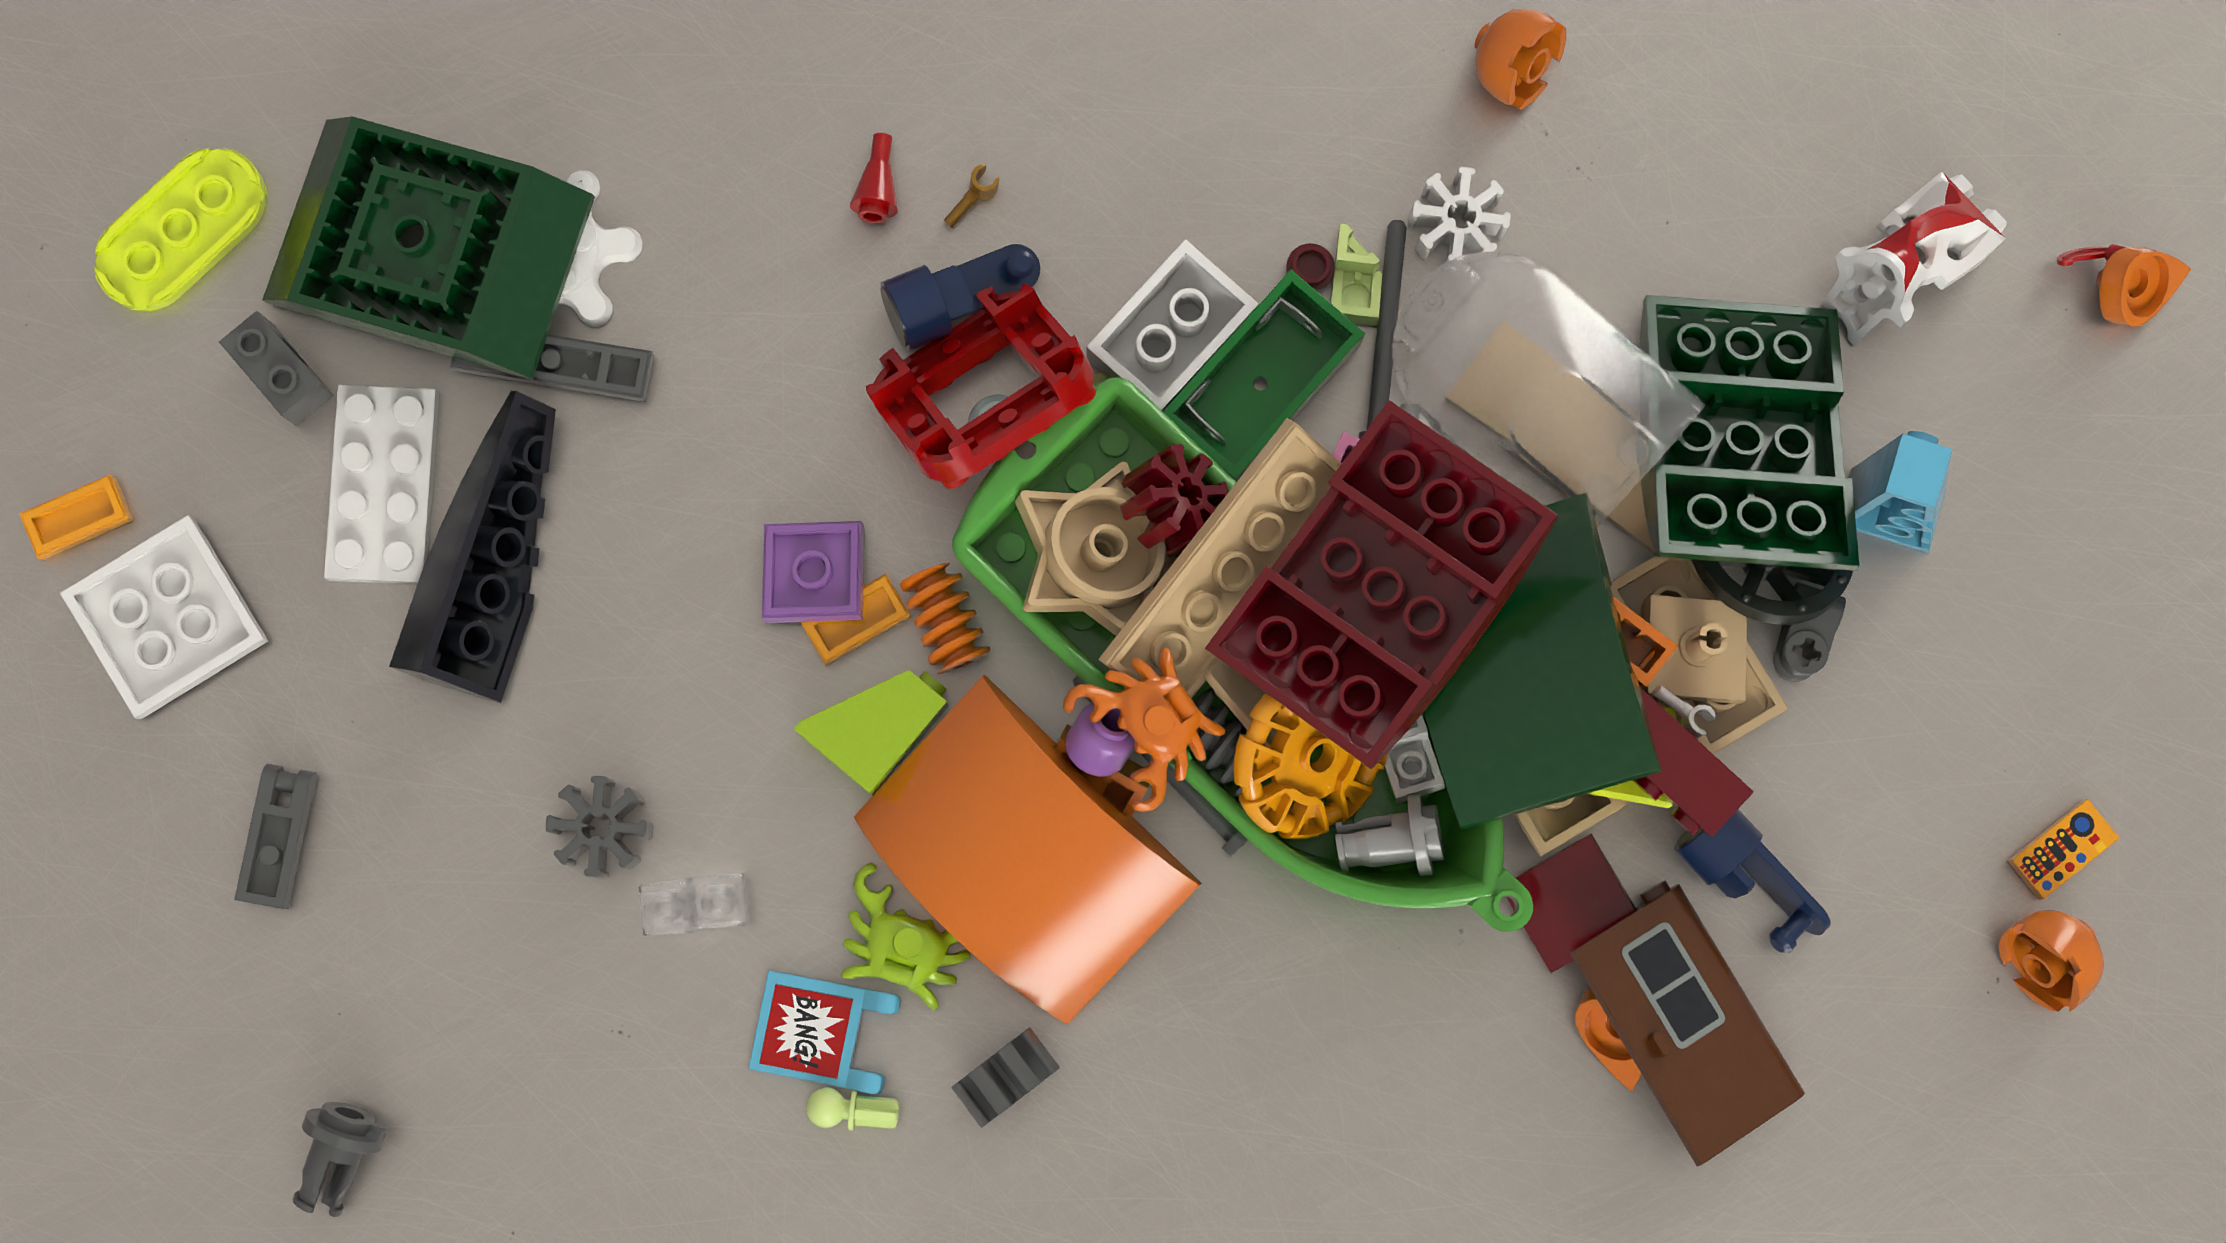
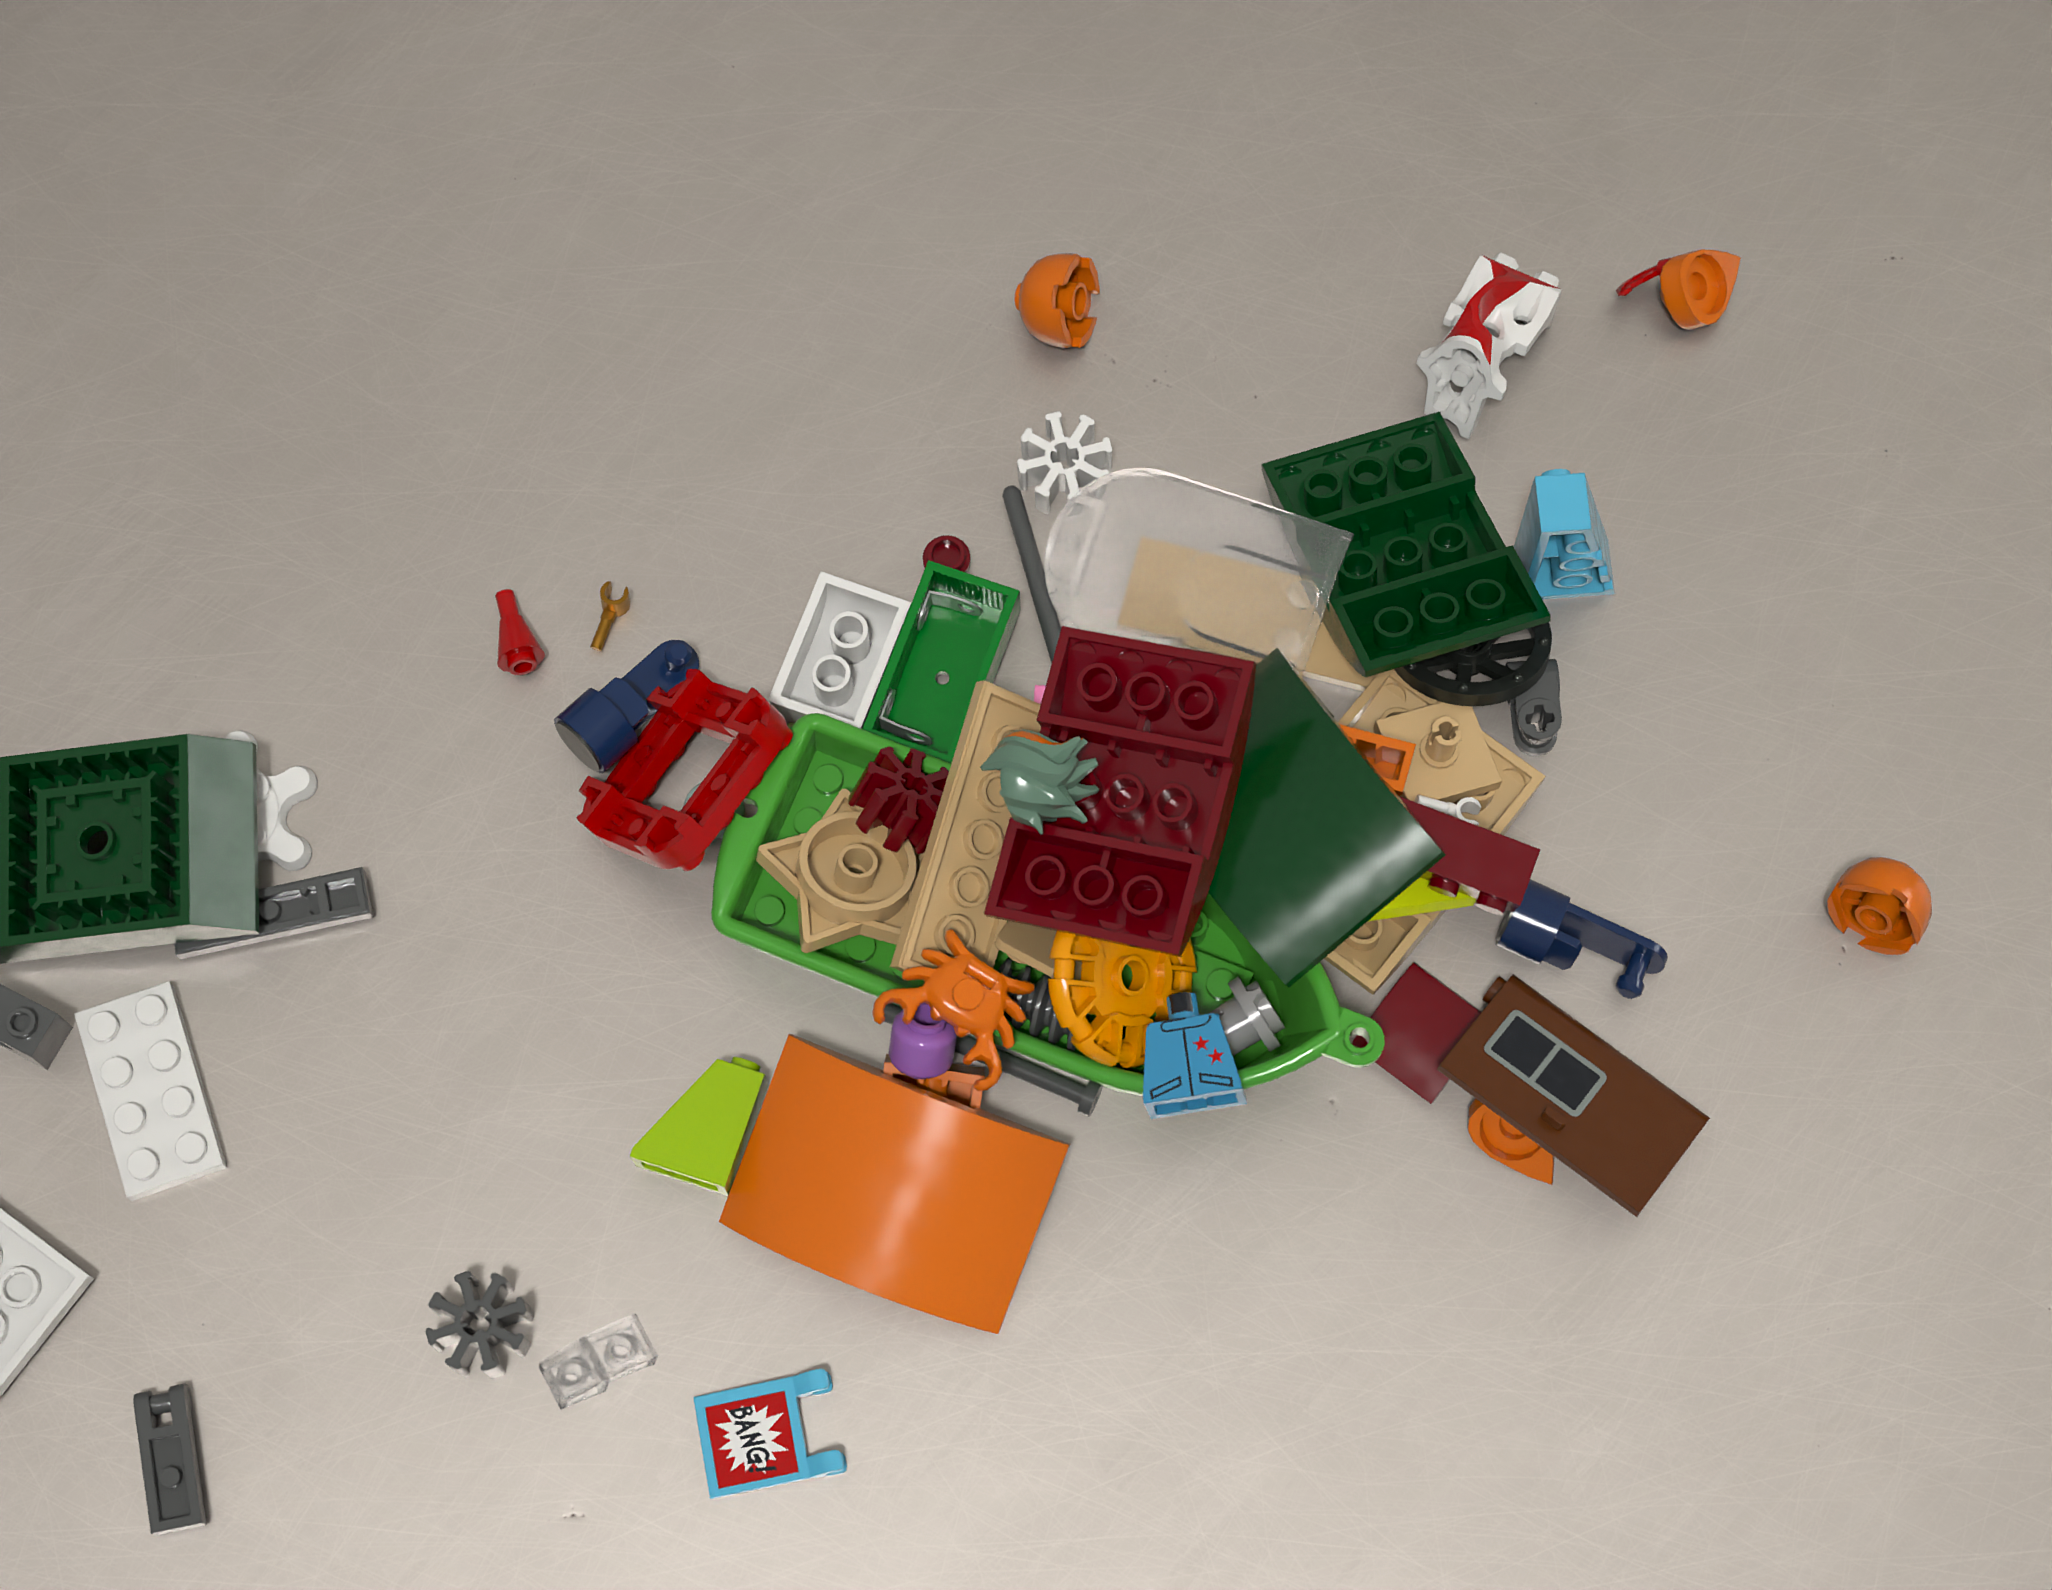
camera: 15 degrees left, 10 degrees down
(478, 573) = (273, 1135): black wedge -> none
(813, 572) = (592, 1009): medium lavender tile -> none
(828, 1107) = (801, 1502): yellowish green axle -> none
(881, 612) = (649, 1039): light orange tile -> none
(899, 945) = (809, 1320): lime animal -> none
(944, 618) = (731, 1002): orange piece -> none
(1005, 1077) = (958, 1400): dark grey gear -> none
(1309, 542) = (1041, 777): none -> sand green hair
(1340, 862) = (1189, 1062): none -> dark azure torso
(1356, 280) = (992, 551): yellowish green slope -> none
(1413, 765) = (1219, 953): white slope -> none
(2063, 849) = (1850, 807): tile -> none

